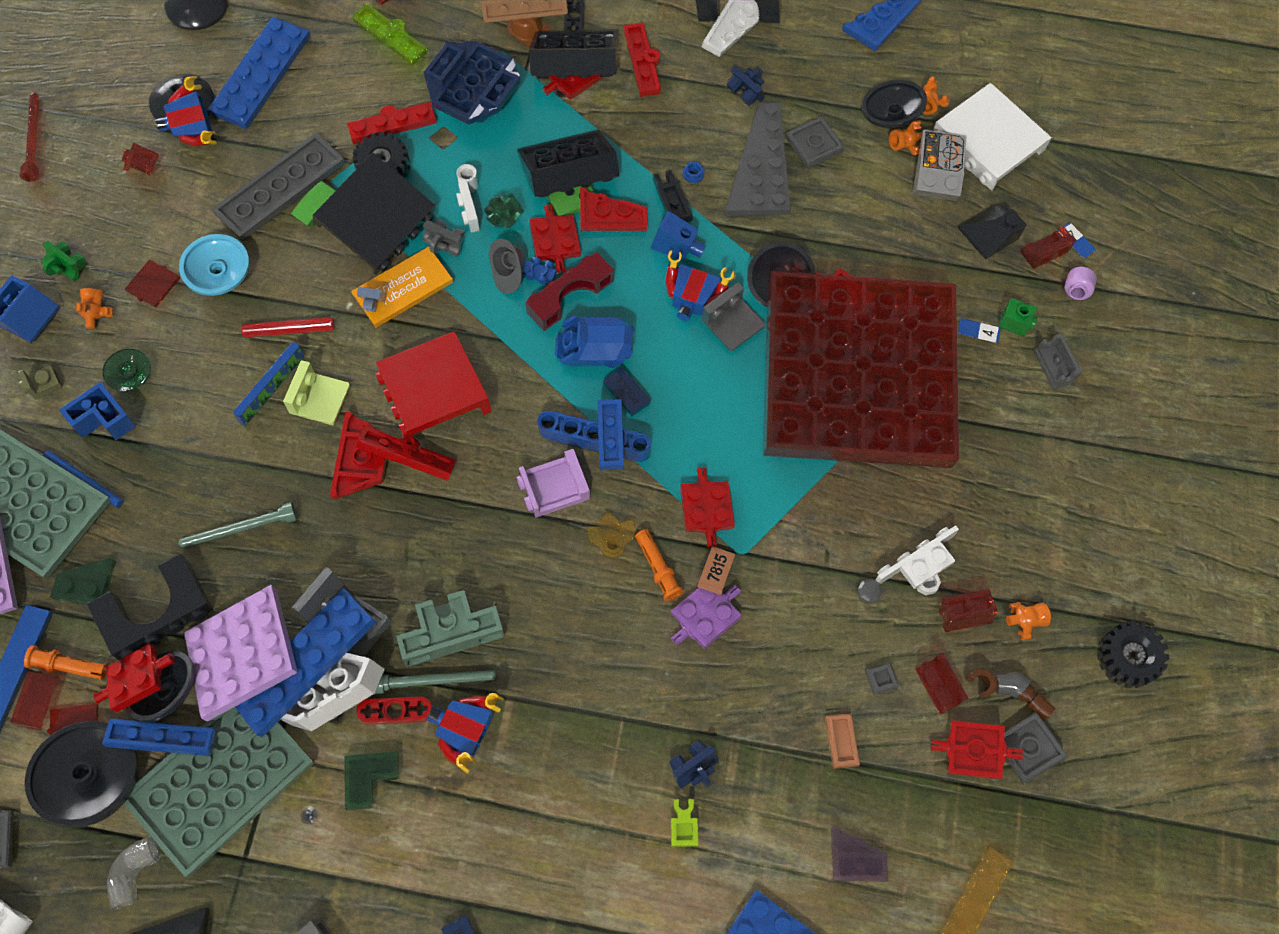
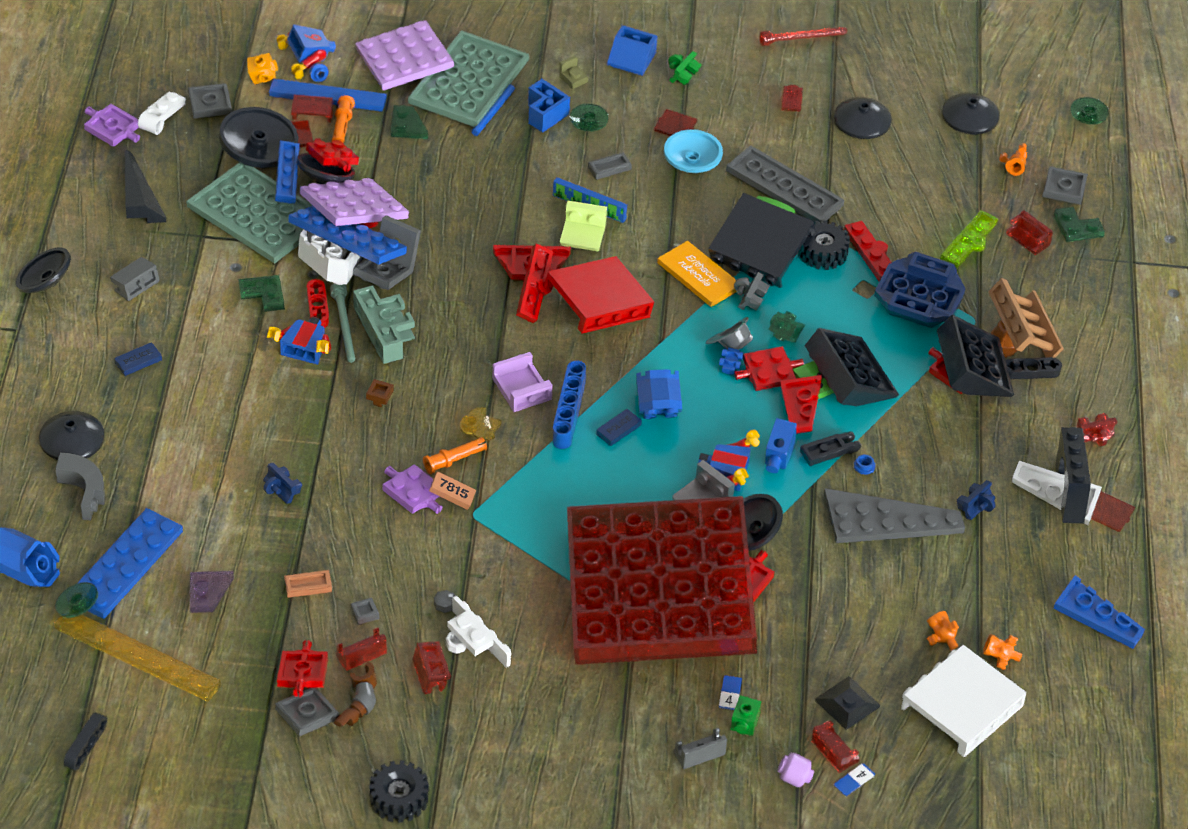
camera: 85 degrees right, 20 degrees down
(91, 306) = (643, 90): orange piece -> none
(124, 871) = (190, 171): clear cylinder -> none
(186, 605) = (392, 176): black arch -> none
(187, 116) = (837, 117): torso -> none
(209, 359) = (609, 165): none -> dark grey tile
(259, 73) = (905, 161): blue plate -> none
(284, 513) = (476, 223): sand green piece -> none
(287, 327) = (646, 207): red axle -> none
(371, 297) = (679, 247): sand blue tile -> none
(467, 184) = (812, 301): white plate -> none
(560, 641) = (379, 392): none -> reddish brown tile
(590, 275) = (697, 366): dark red arch -> none
(610, 434) = (565, 404): blue hinge -> none
(642, 59) = (989, 420): red hinge -> none
(684, 828) = (230, 479): lime plate -> none
(707, 507) = (513, 485): red plate -> none
(814, 142) = (922, 556): dark grey plate -> none
(894, 103) = (978, 611): black dish -> none
(940, 165) = (908, 647): light grey slope -> none
(1028, 617) = (429, 713): orange piece -> none

